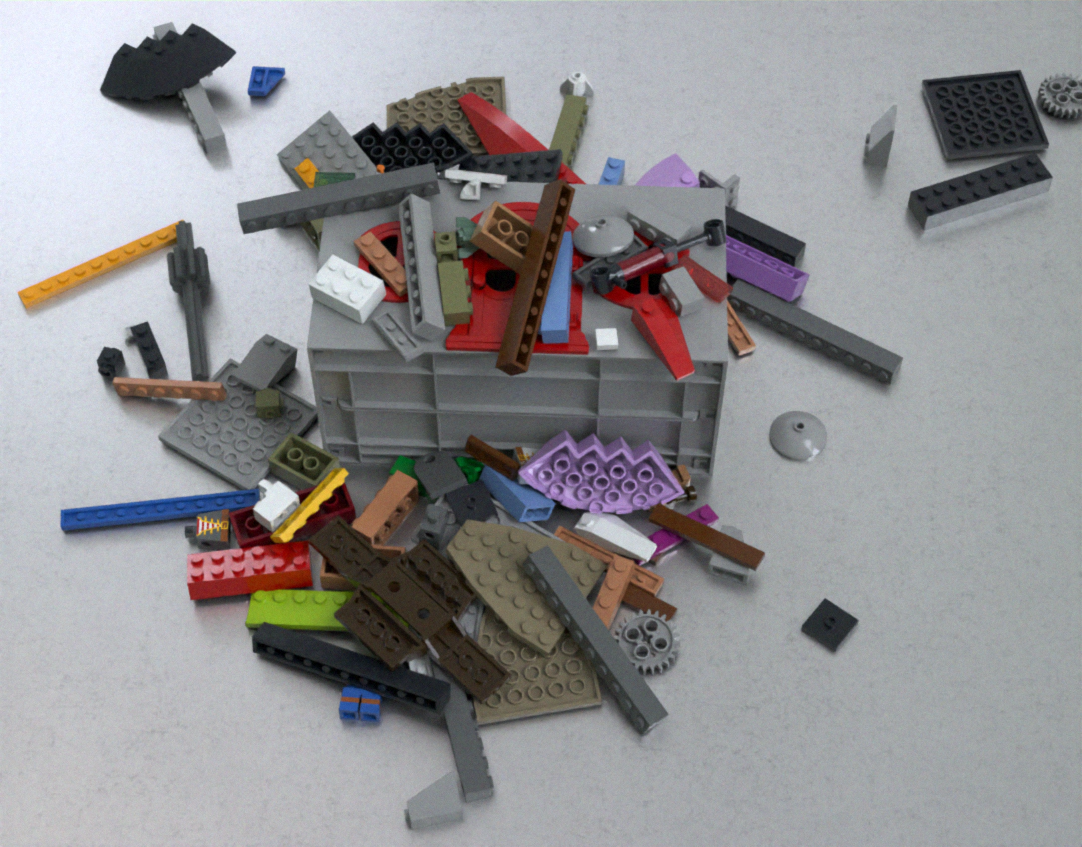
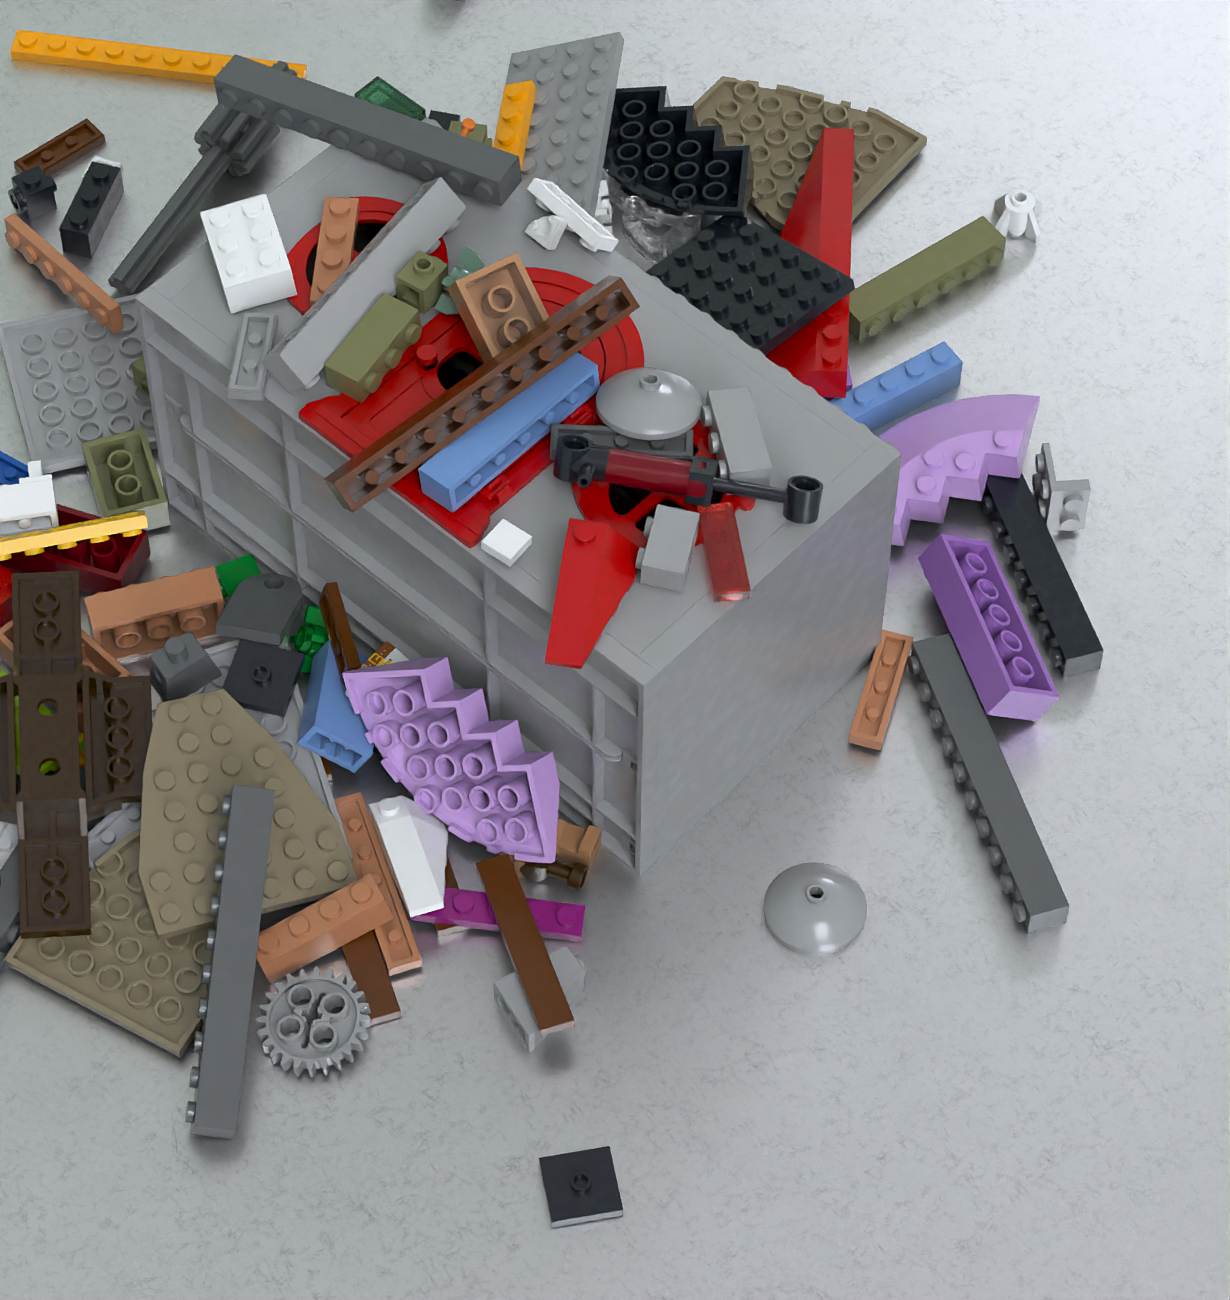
camera: 40 degrees right, 0 degrees up
(99, 335) = (62, 149): none -> reddish brown tile

